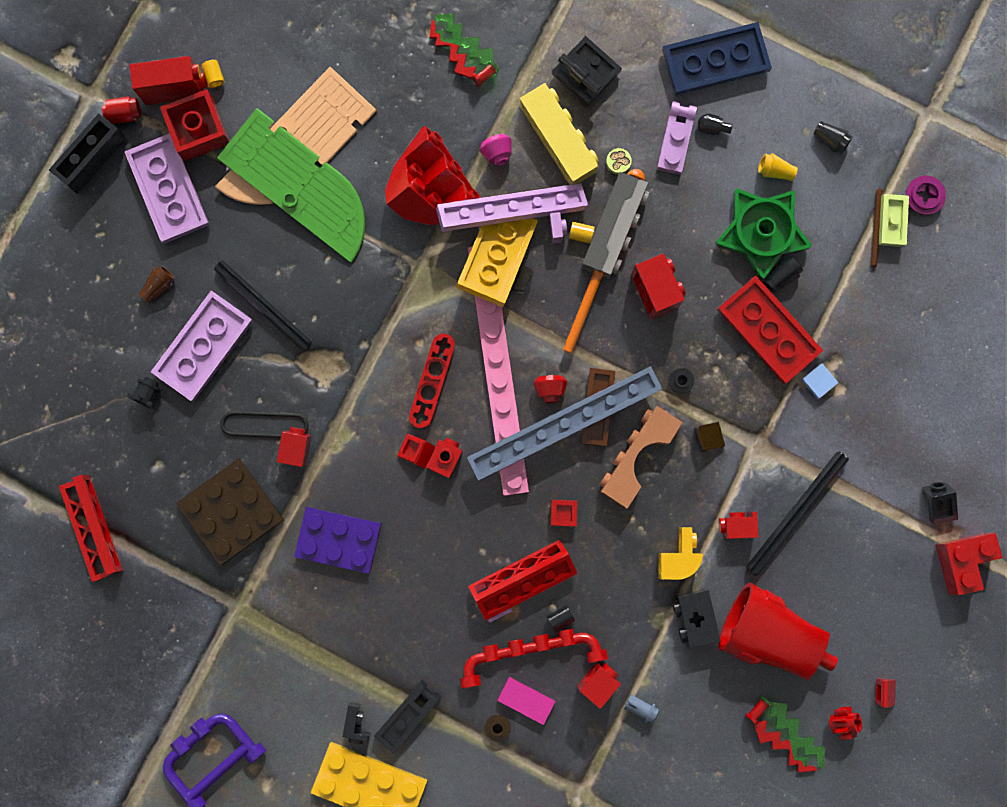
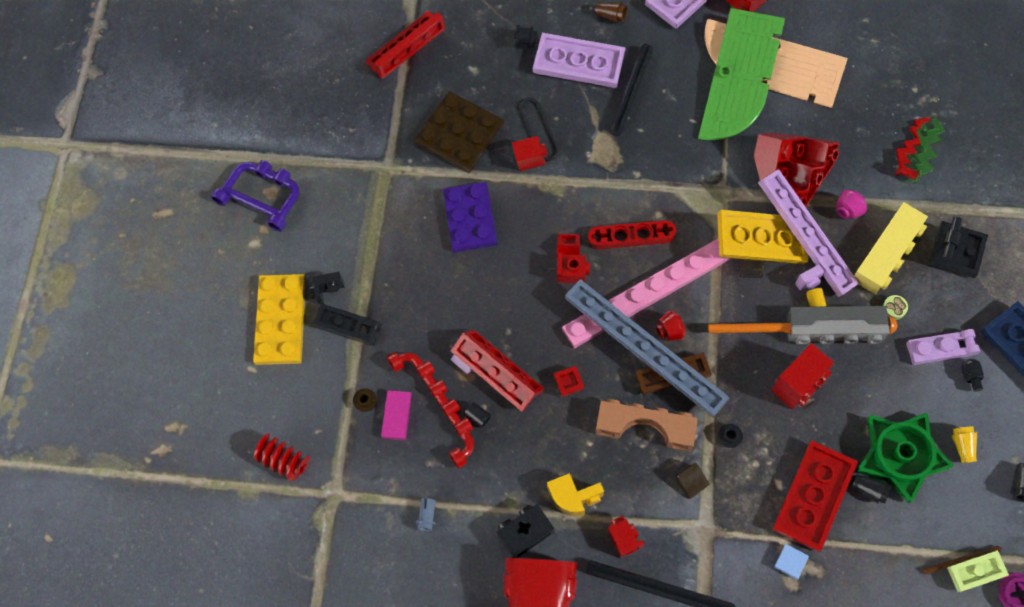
camera: 75 degrees right, 15 degrees down
(599, 684) = (433, 464): red brick -> none

